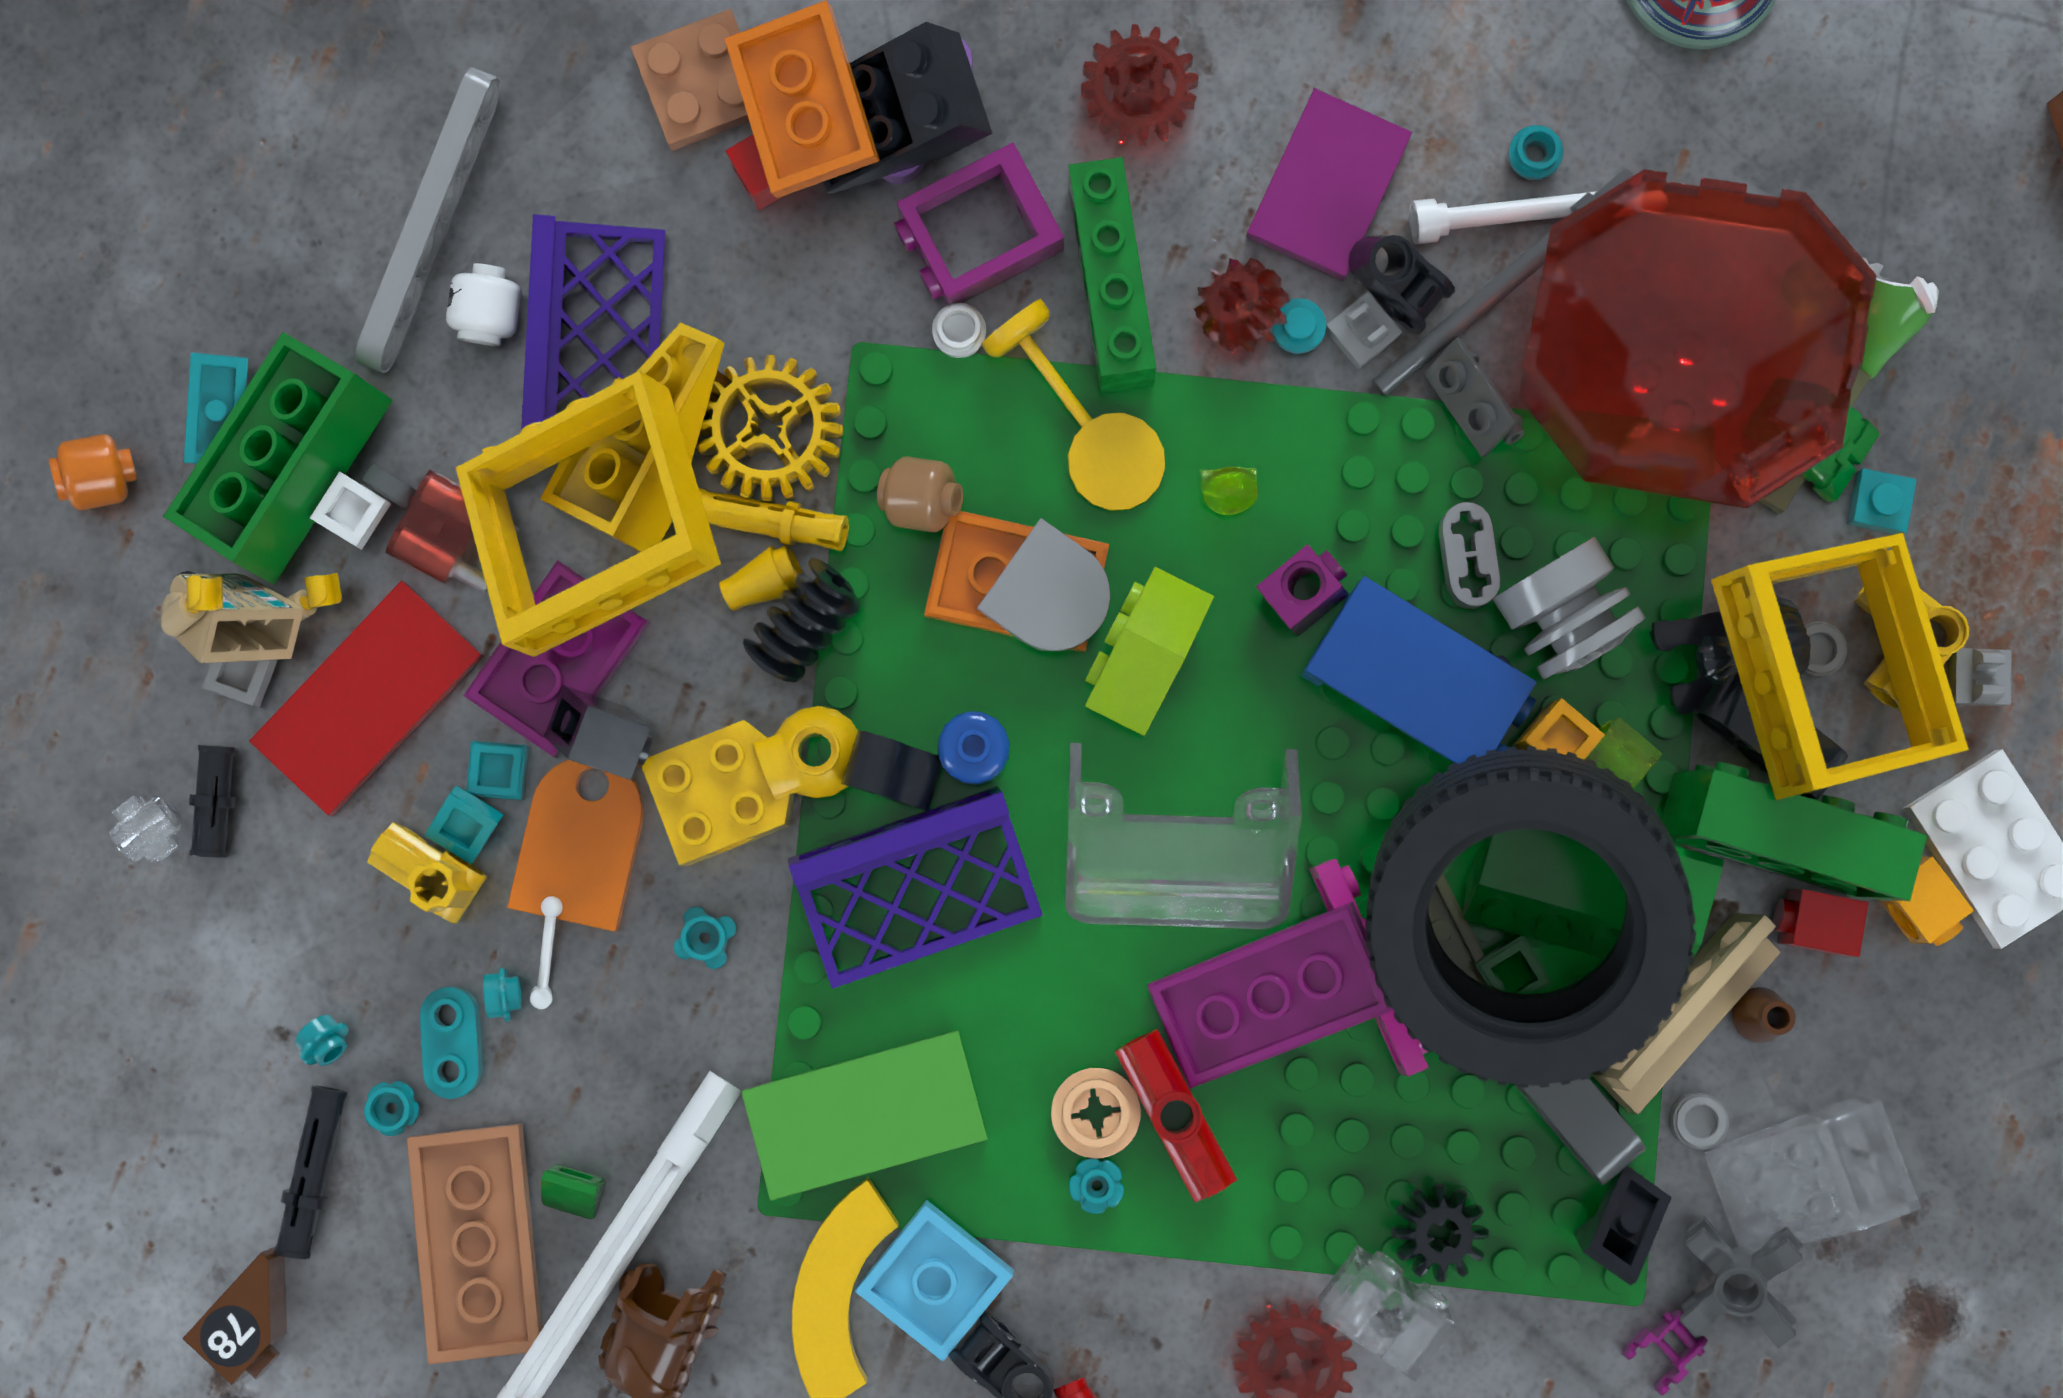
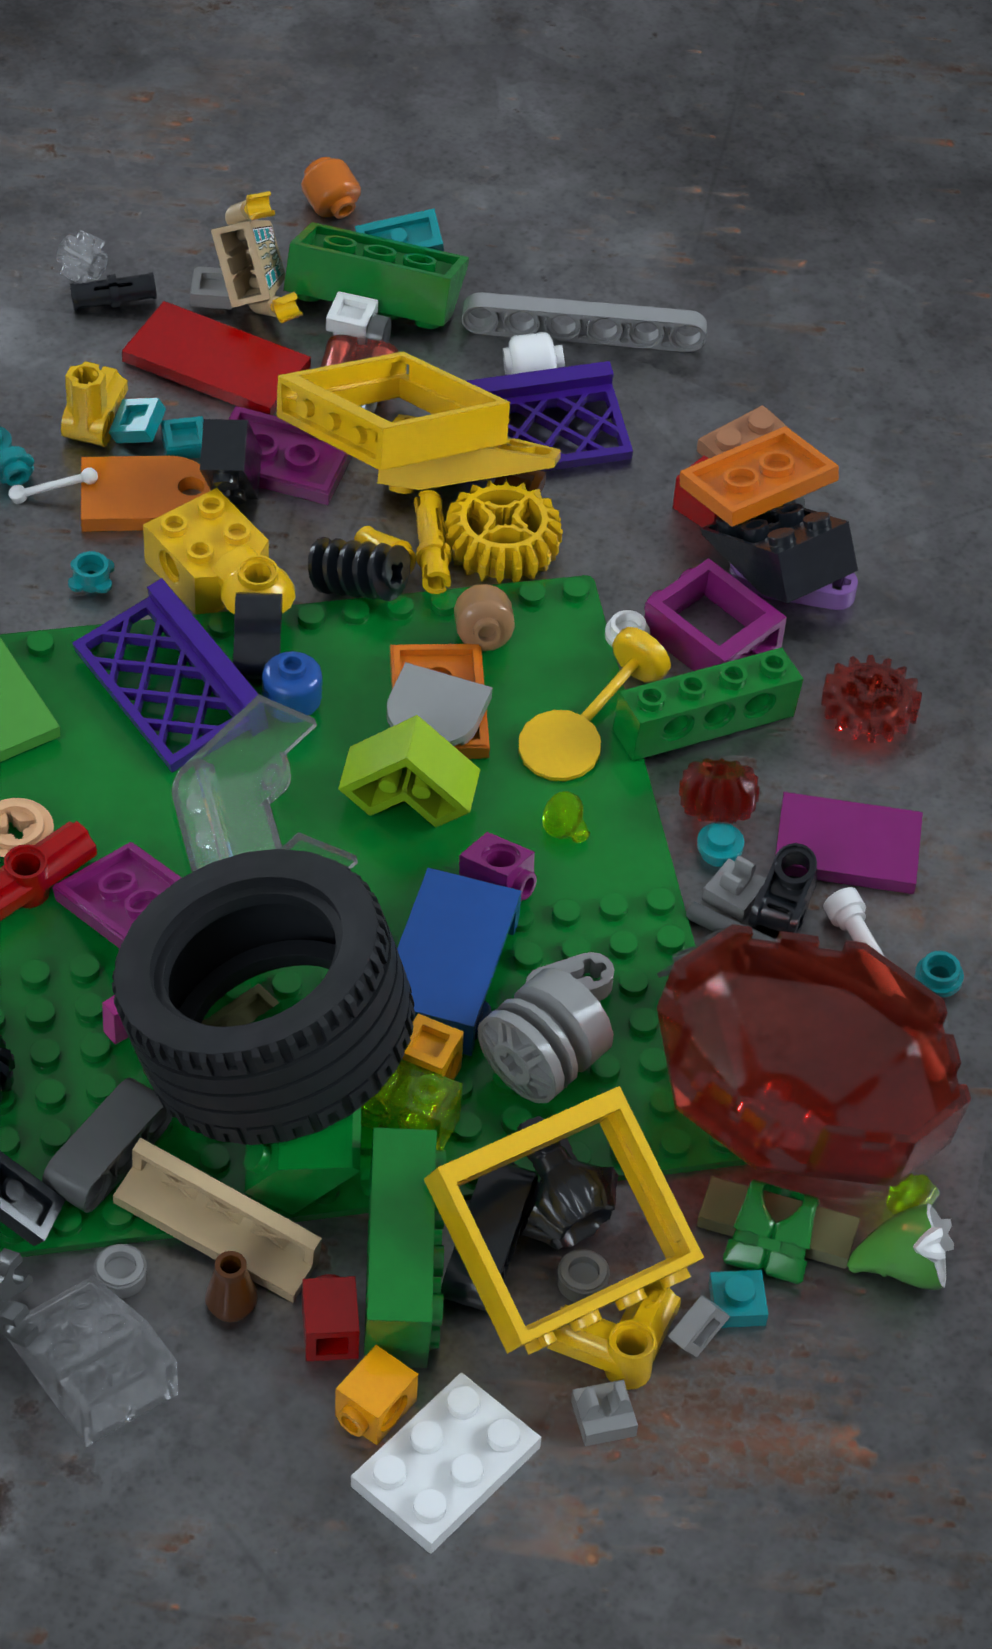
camera: 70 degrees right, 35 degrees down
(1930, 555) = (699, 1326): none -> light grey tile

